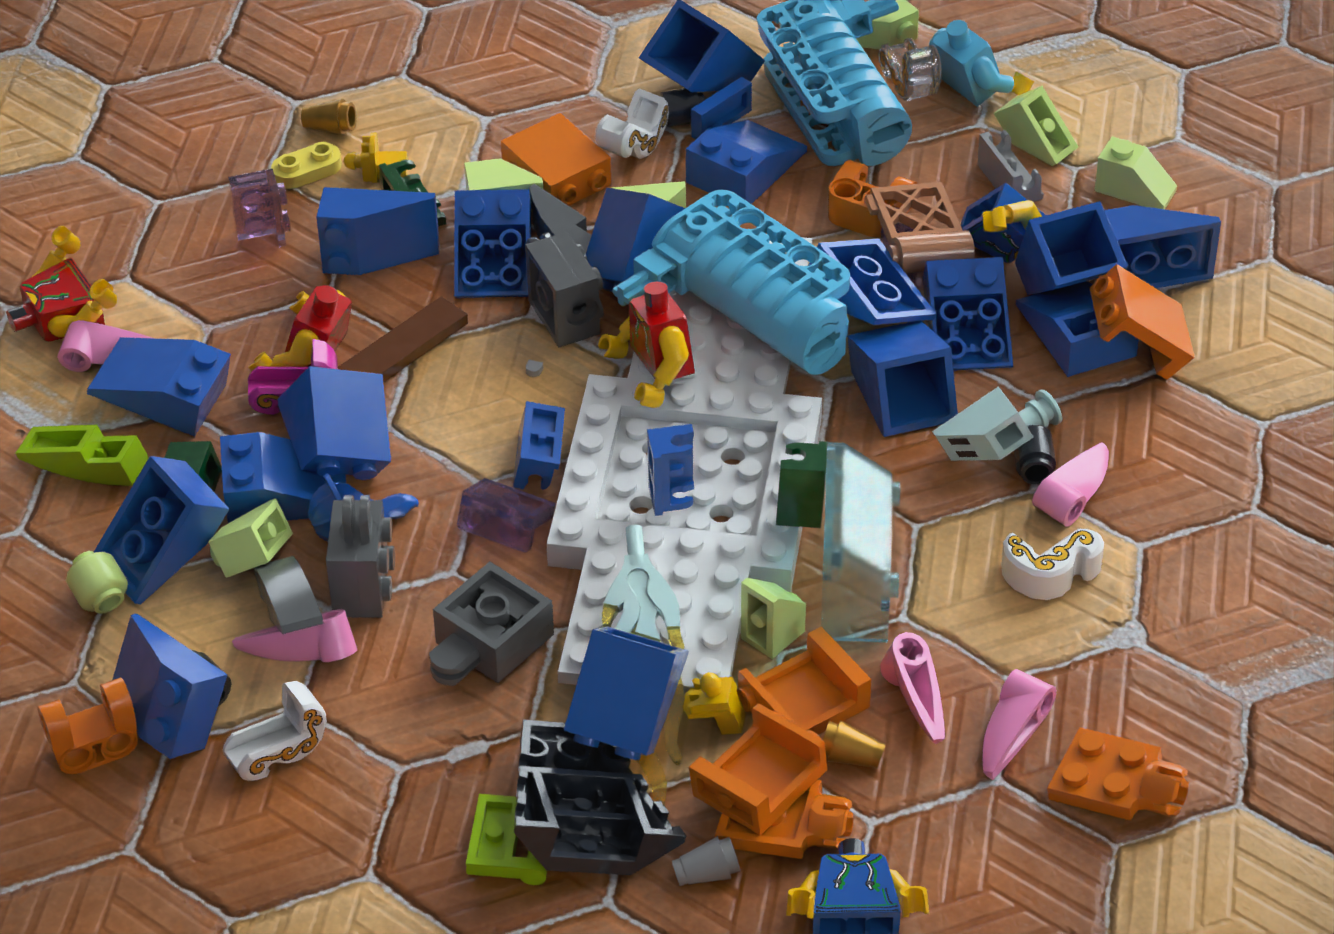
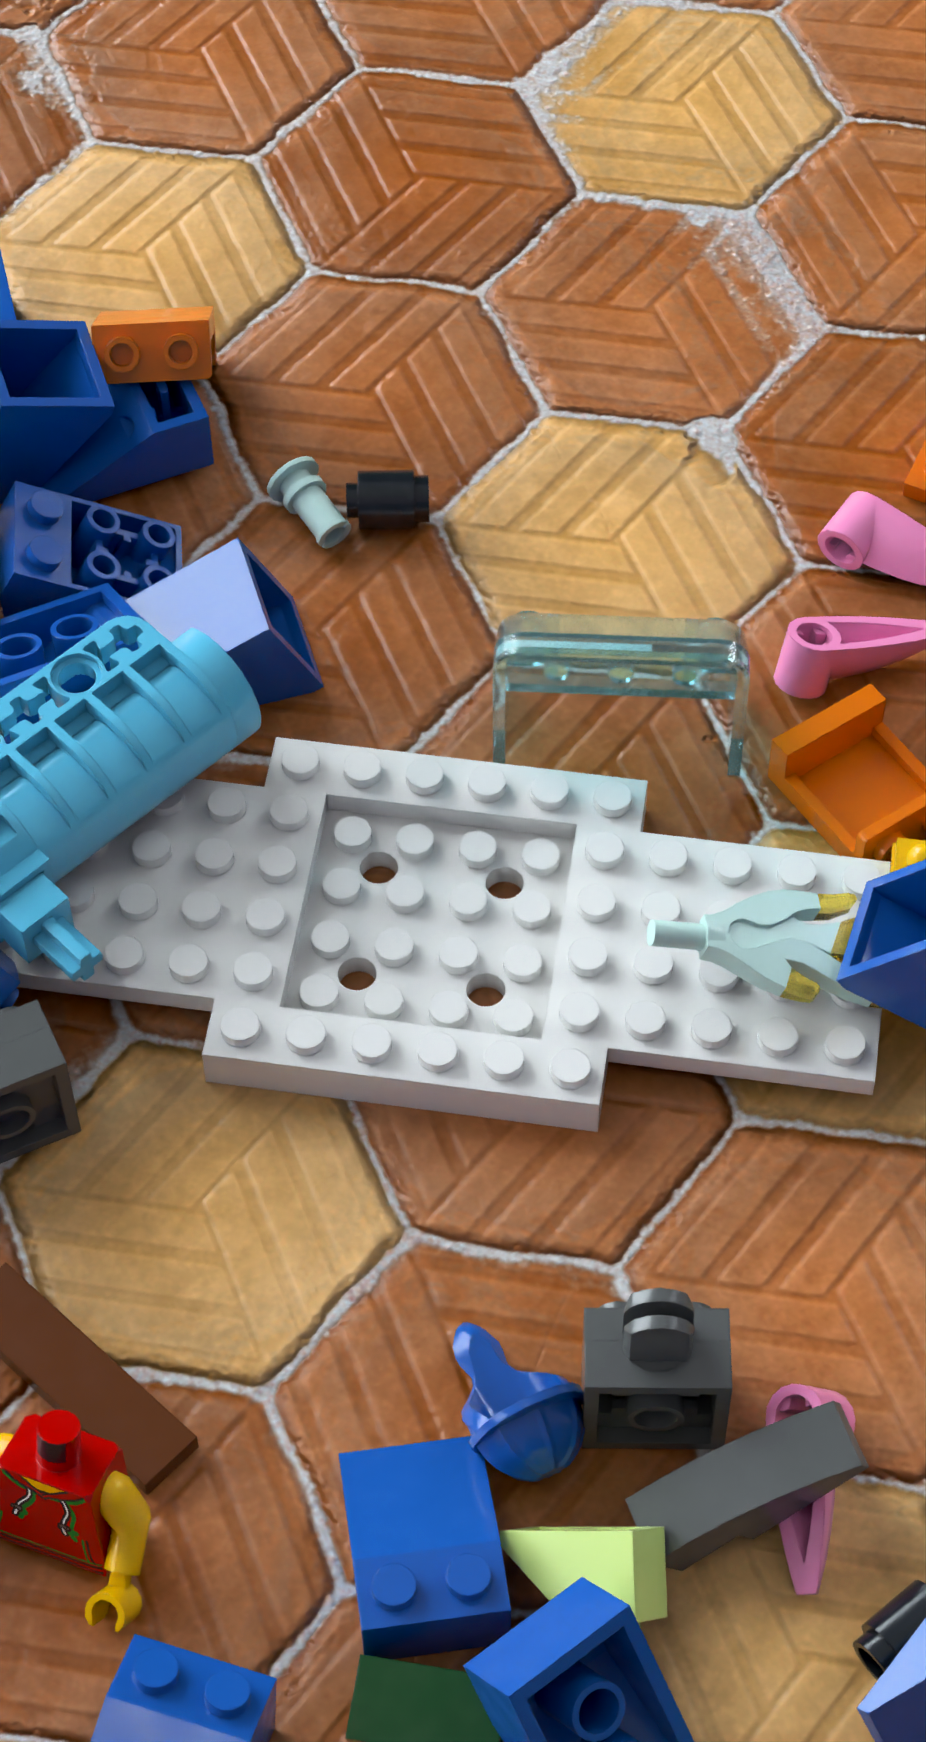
camera: 90 degrees left, 10 degrees up
(269, 383) = (185, 1530): dark pink animal -> none
(337, 422) = (324, 1437): blue slope -> none
(473, 622) = (812, 1178): dark grey brick -> none
(503, 514) = (503, 1181): clear purple bracket -> none
(534, 368) = (136, 1163): light grey piece -> none
(538, 443) = (355, 1134): blue hinge -> none
(658, 338) = (184, 913): torso -> none
(670, 467) = (508, 893): blue hinge -> none
(770, 616) = (739, 800): yellowish green slope -> none
(802, 486) = (540, 714): dark green hinge -> none
(984, 430) = (367, 531): light aqua slope -> none
(1053, 571) = (618, 487): white animal -> none
(1072, 485) = (456, 472): bright pink piece -> none

